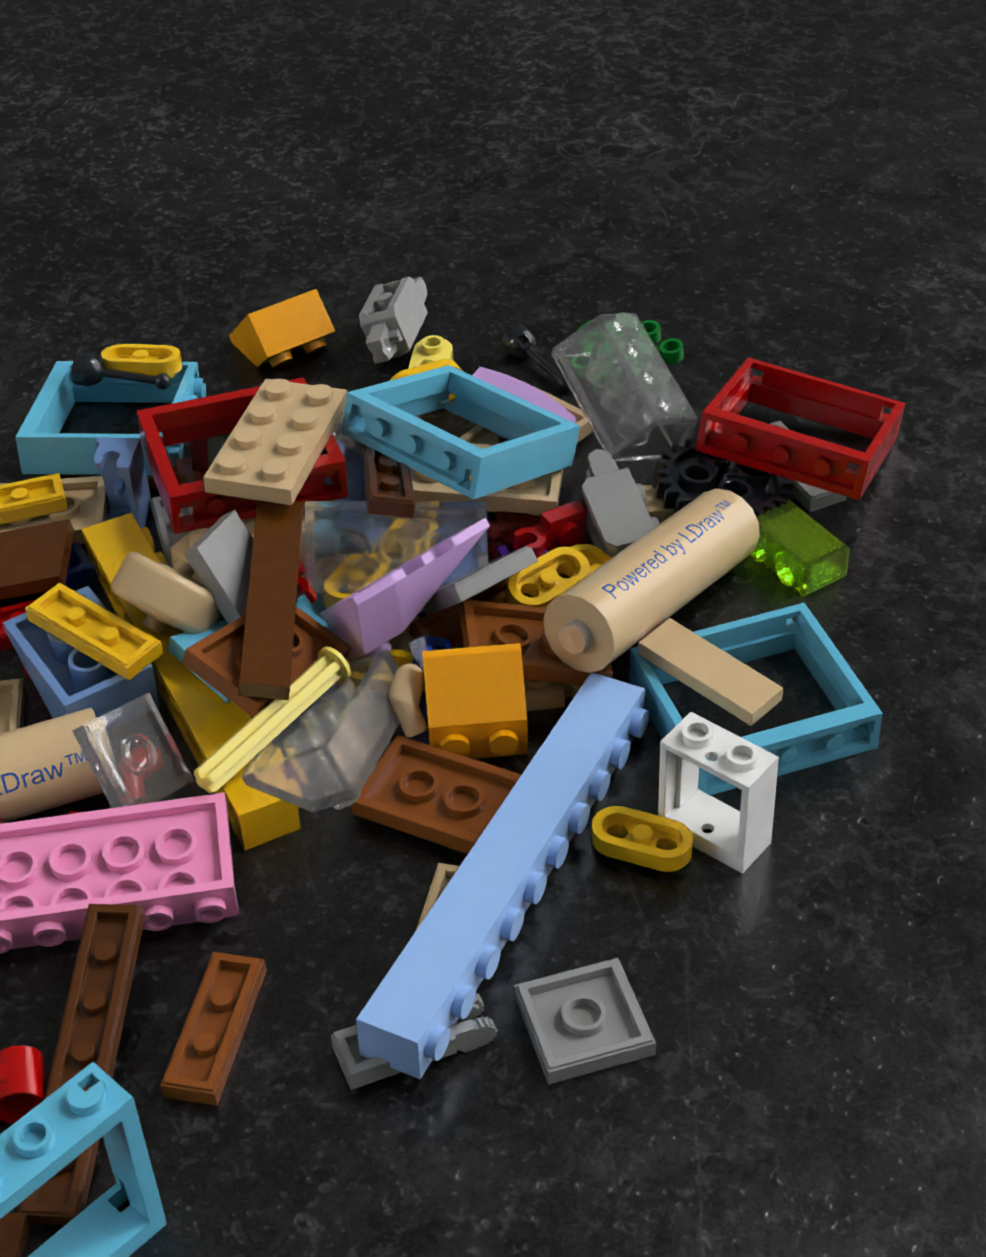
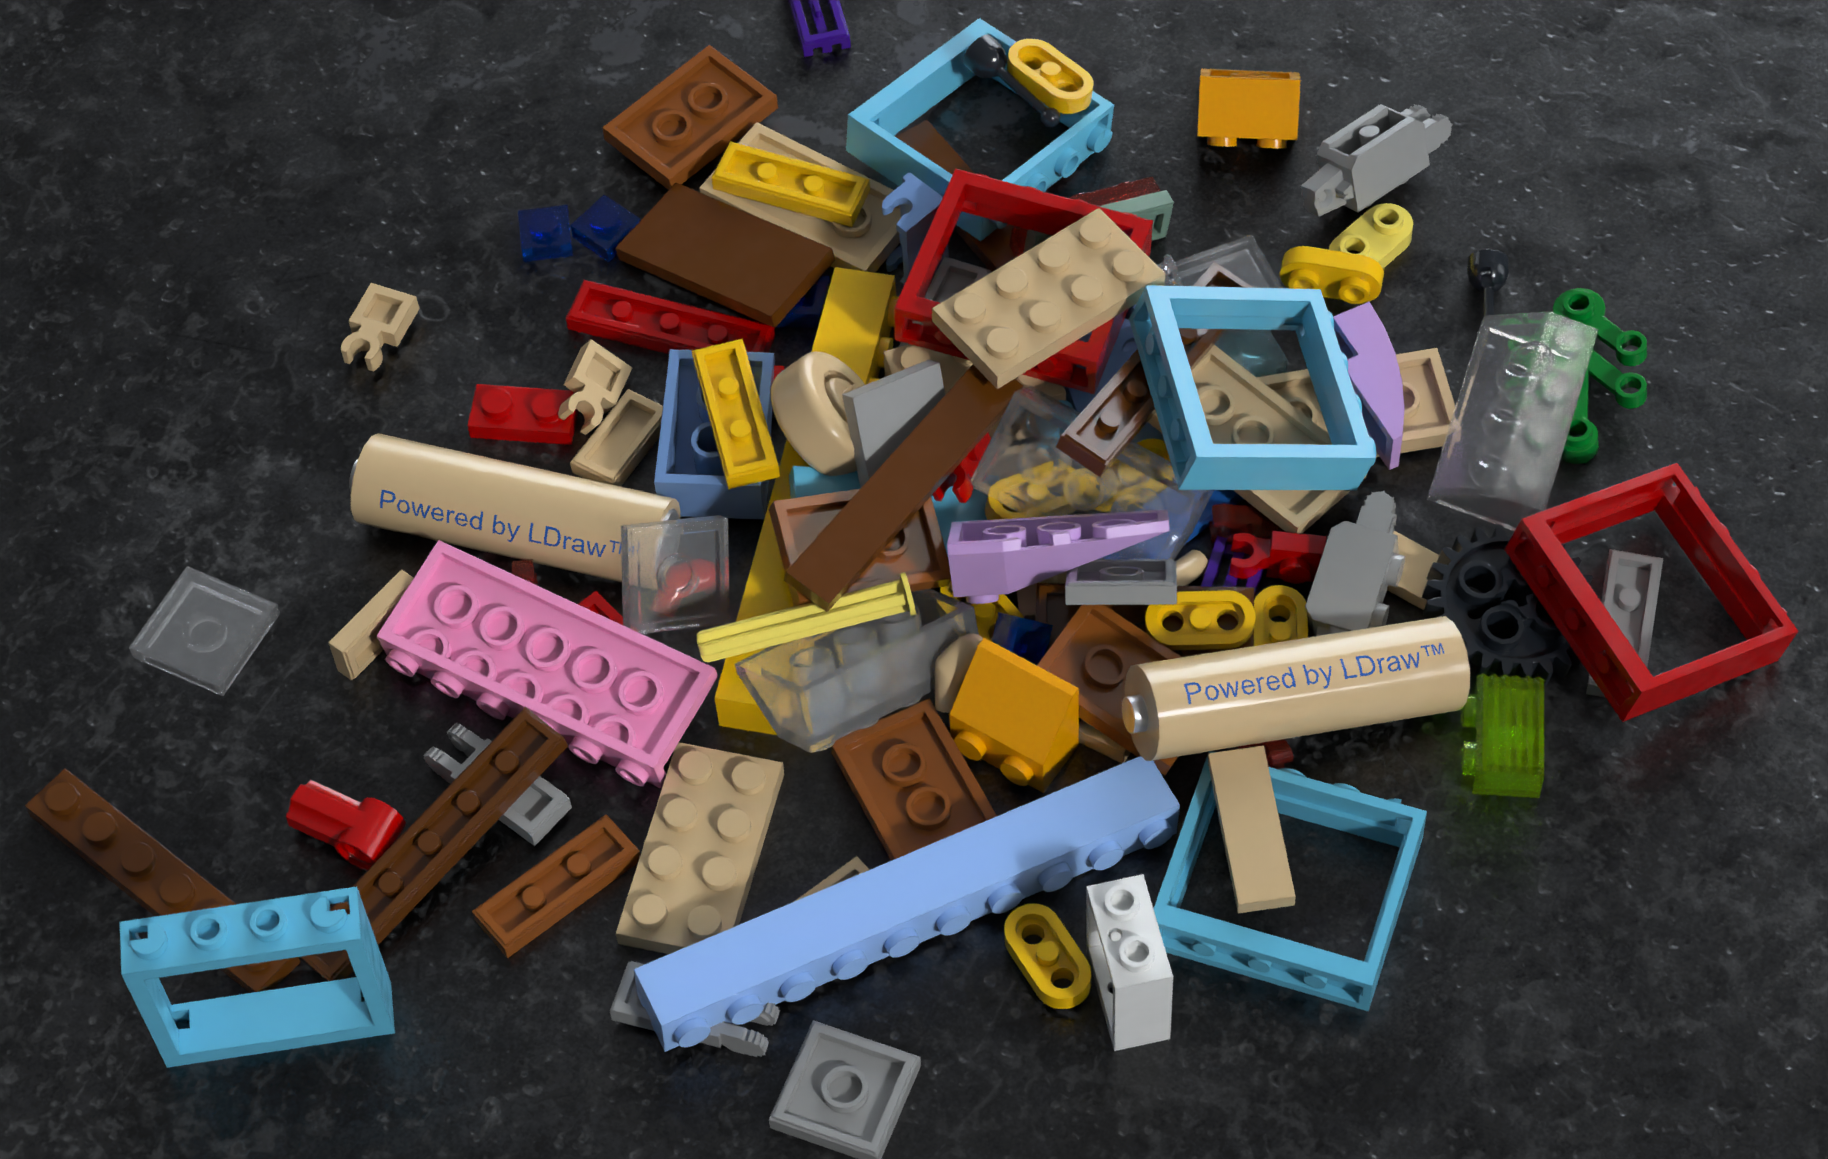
camera: 40 degrees right, 15 degrees up
(150, 987) = (530, 814): none -> light grey hinge
(311, 935) = (700, 848): none -> tan plate

